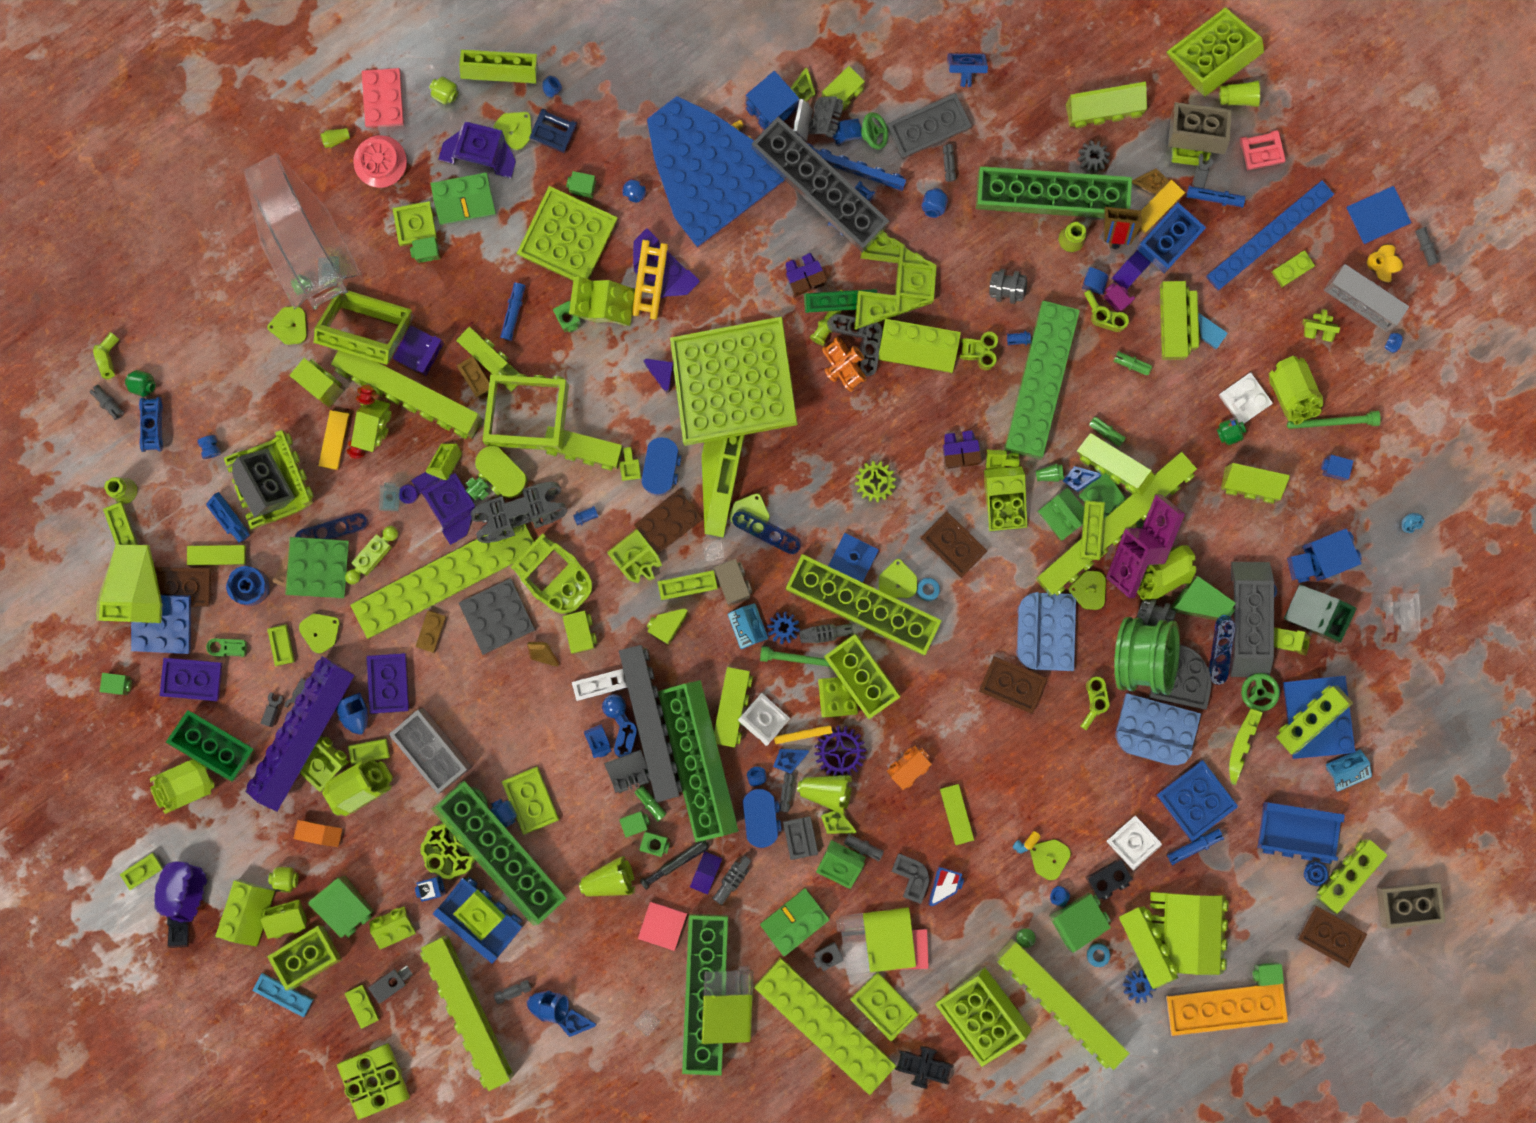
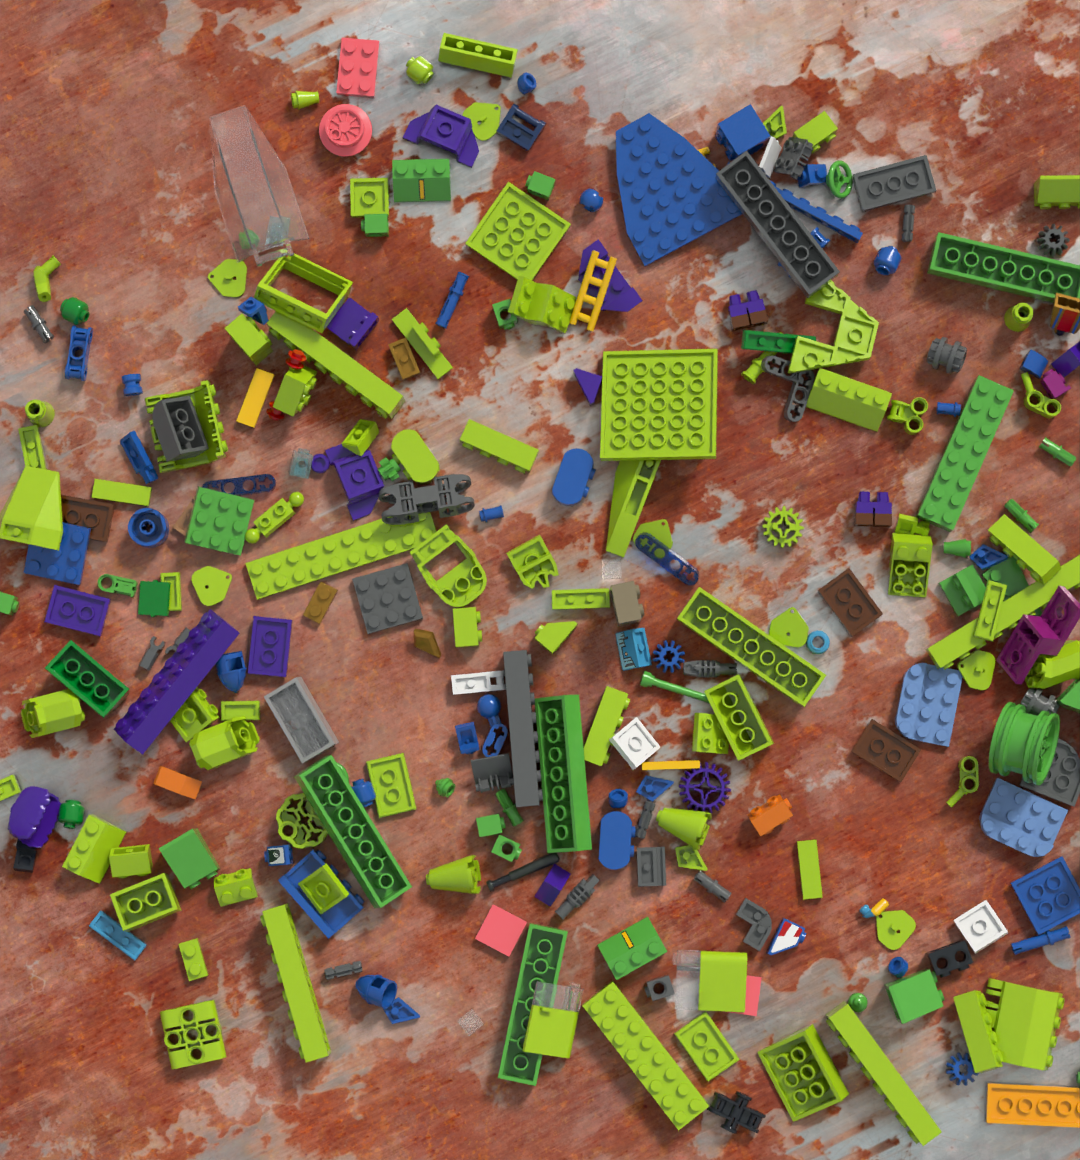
camera: 15 degrees right, 0 degrees up
(216, 882) = (71, 814): none -> green head
(265, 654) = (154, 598): none -> green piece
(283, 879) = (137, 822): lime head -> none
(316, 352) = (254, 309): none -> blue bracket
(382, 990) = (216, 946): dark grey torso -> none
(526, 442) = (444, 431): lime window -> none
(584, 793) = (445, 787): none -> bright green plate
(629, 468) = (542, 474): lime plate -> none
(668, 522) = (572, 533): reddish brown plate -> none
(841, 864) = (687, 899): bright green bracket -> none
(844, 364) = (771, 405): orange axle -> none
(853, 557) = (749, 598): blue tile -> none
(966, 65) = (942, 128): blue tile -> none
(1092, 949) = (934, 1035): dark azure piece -> none

